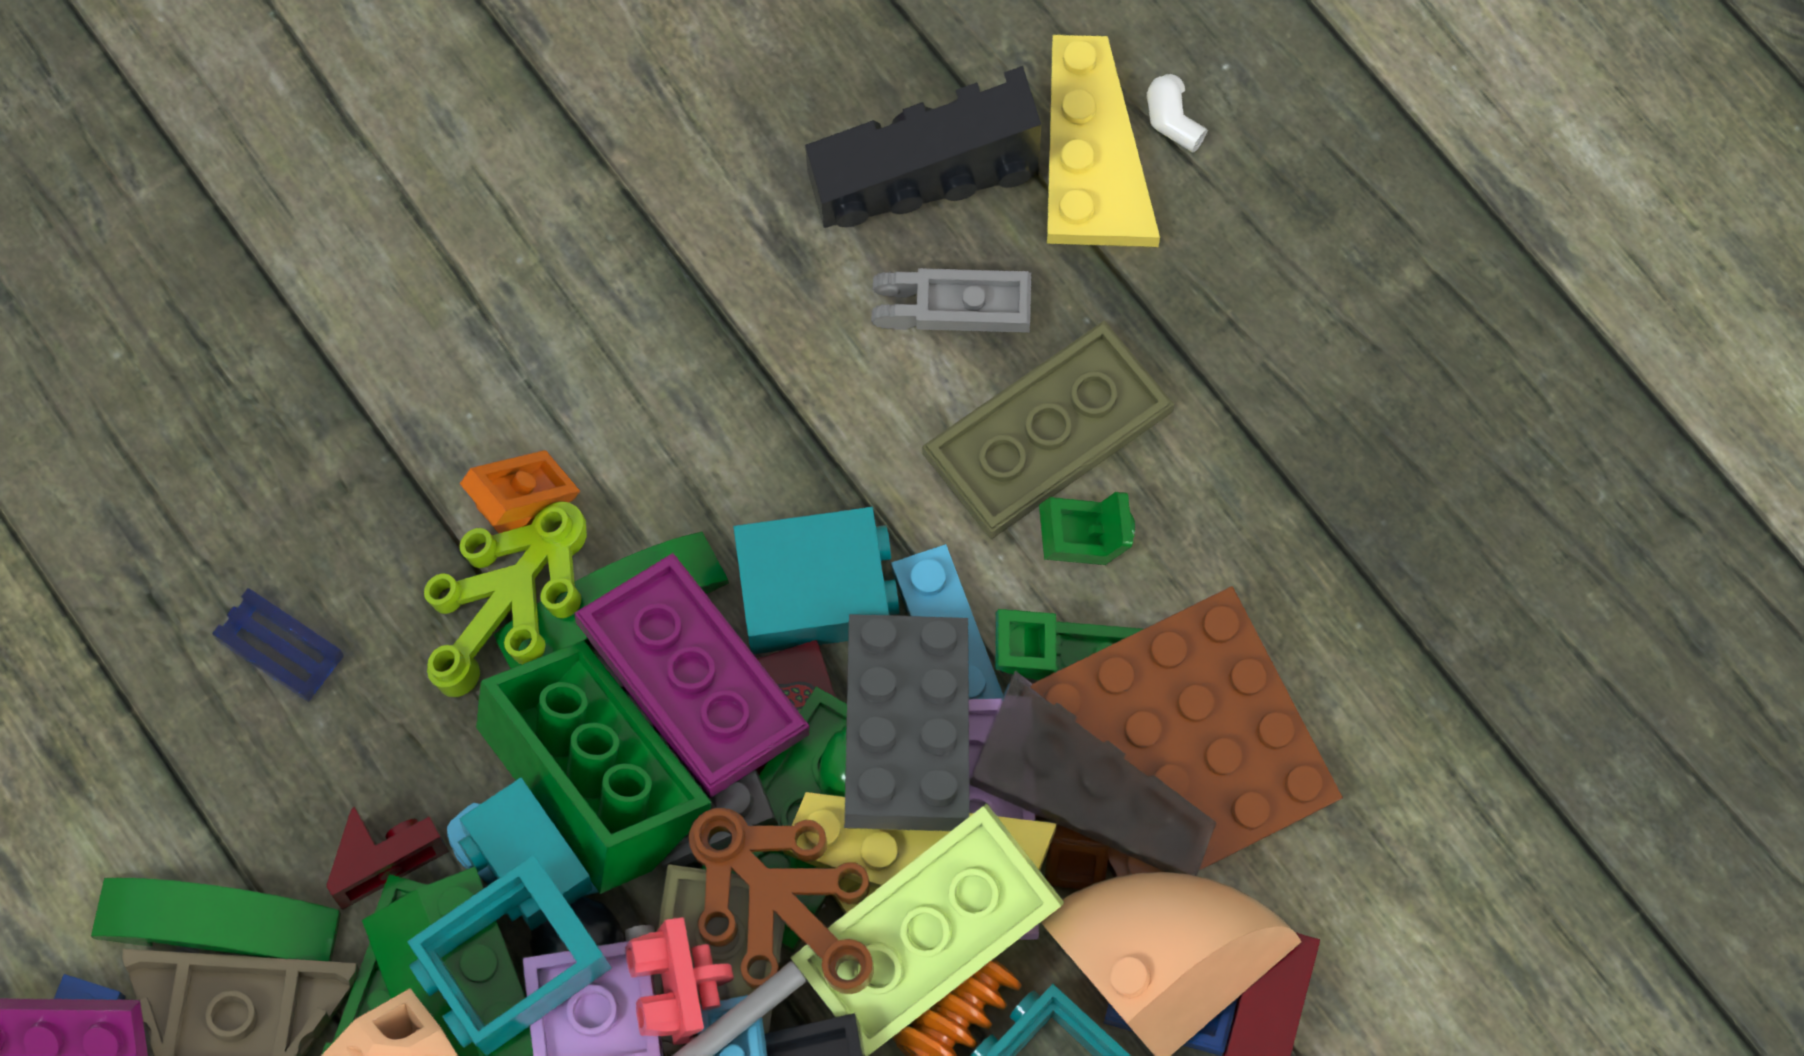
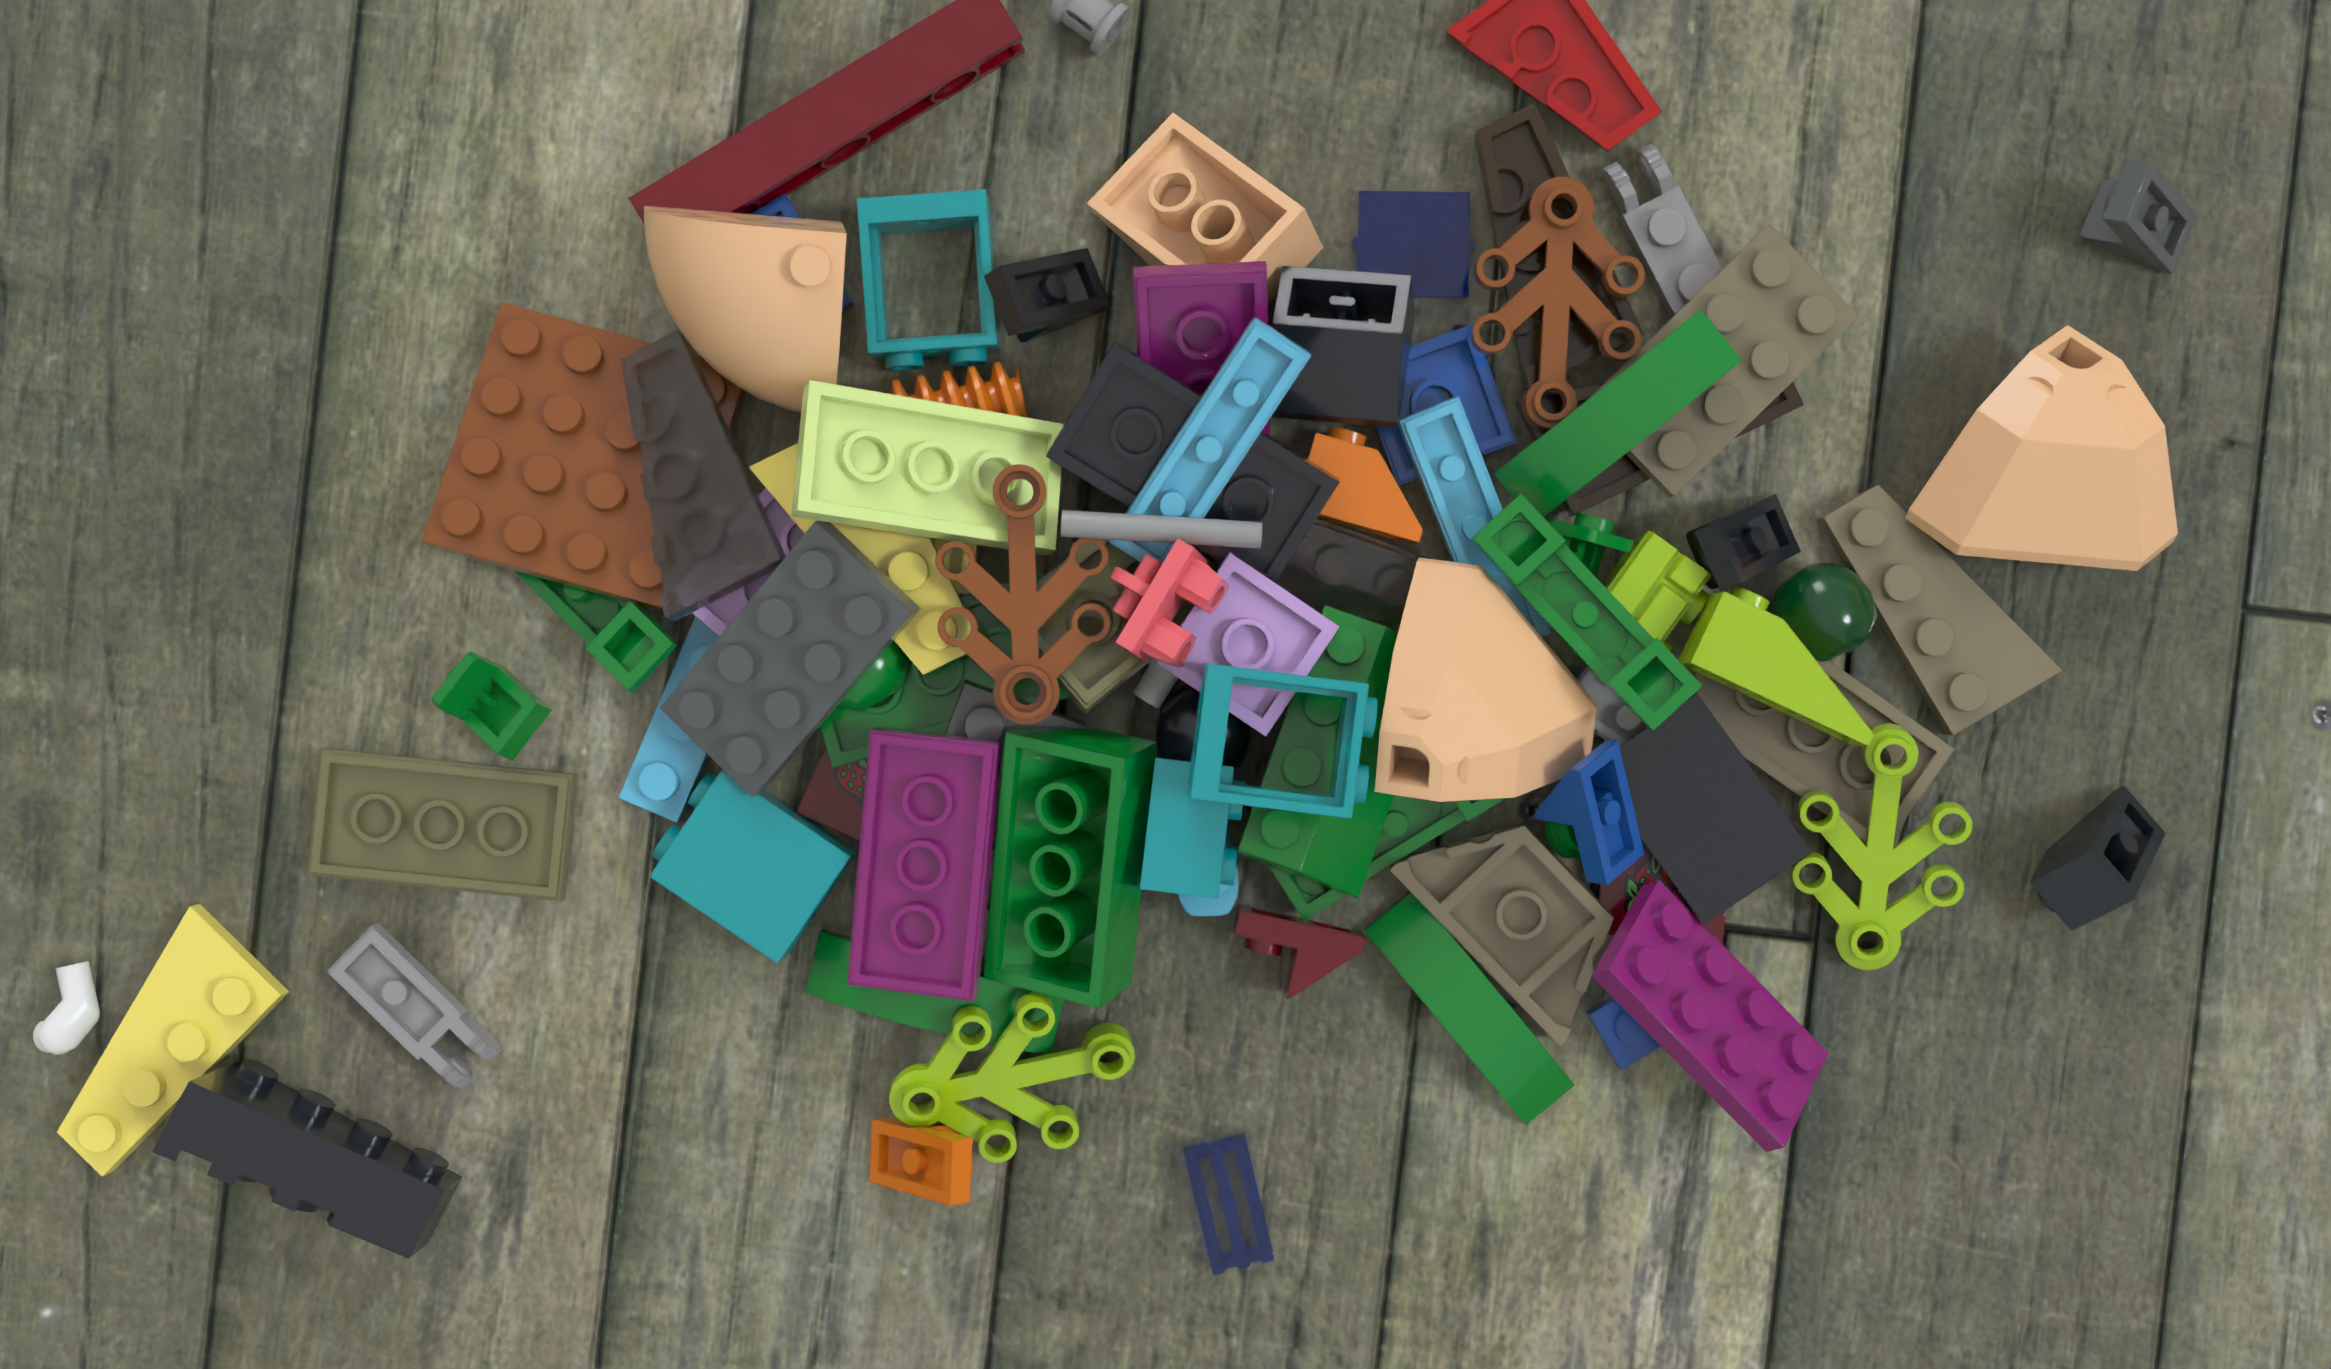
camera: 140 degrees left, 20 degrees up
(1075, 860) = (757, 436): reddish brown tile -> none

